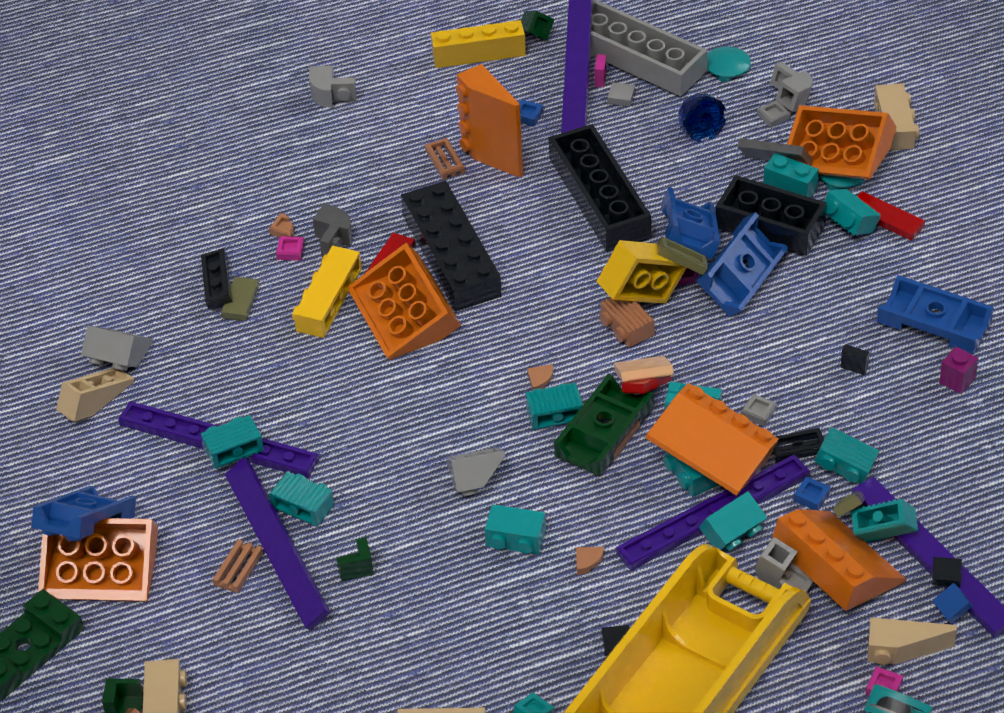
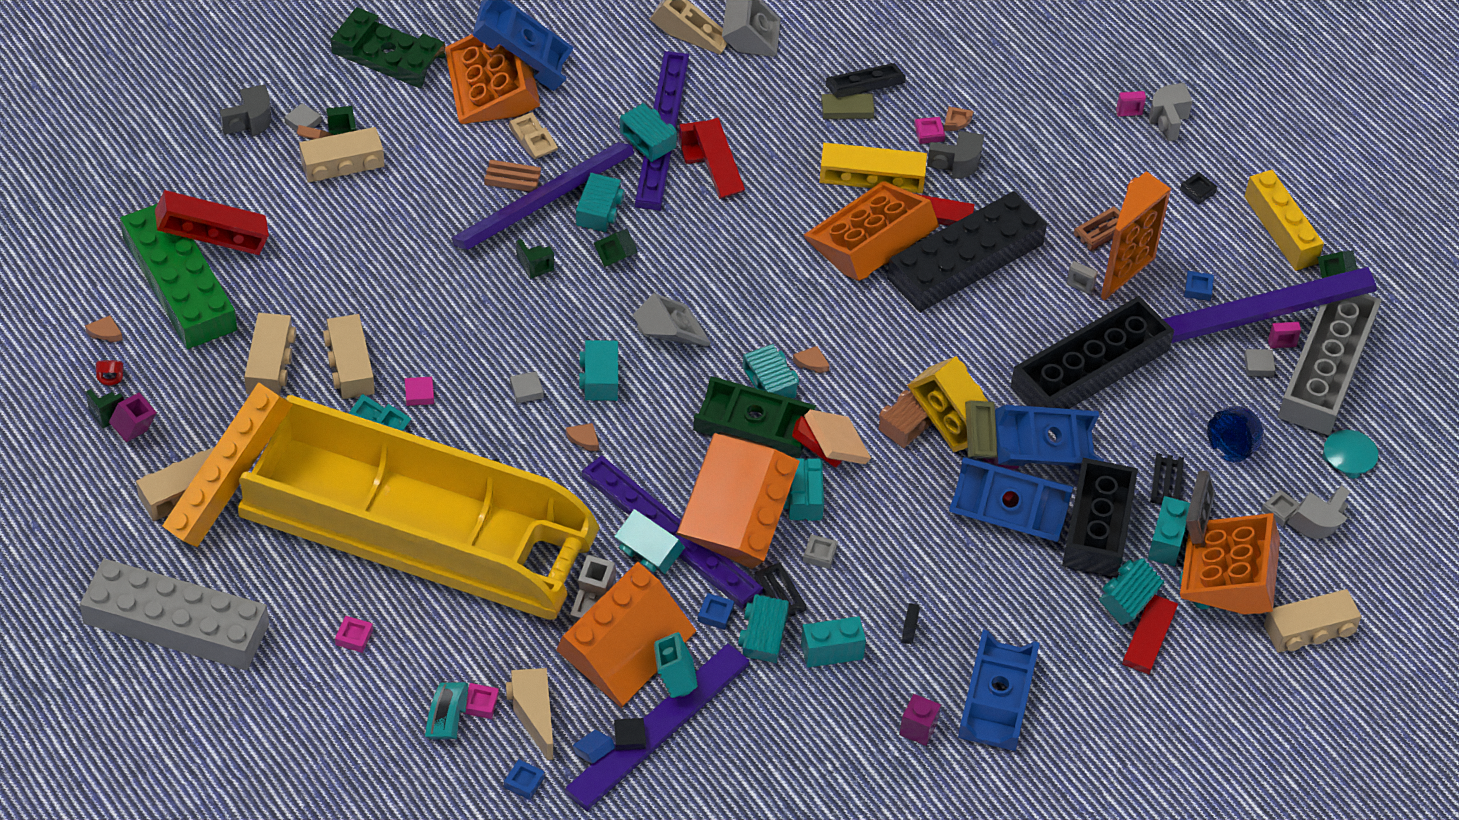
camera: 70 degrees right, 5 degrees up
(196, 541) = (532, 136): none -> tan slope
(252, 405) = (689, 144): none -> red panel
(283, 394) = (718, 158): none -> red tile
(313, 109) = (1131, 103): none -> dark pink tile
(363, 495) = (615, 247): none -> dark green panel
(419, 91) = (1198, 188): none -> black tile
(497, 682) = (419, 391): none -> dark pink tile
(502, 178) = (1082, 277): none -> light grey tile
(515, 594) = (526, 387): none -> light grey tile
(727, 170) = (1169, 462): none -> black tile
(848, 503) = (692, 632): olive tile -> none
(867, 412) = (833, 641): none -> teal brick
(978, 664) = (524, 779): none -> blue tile

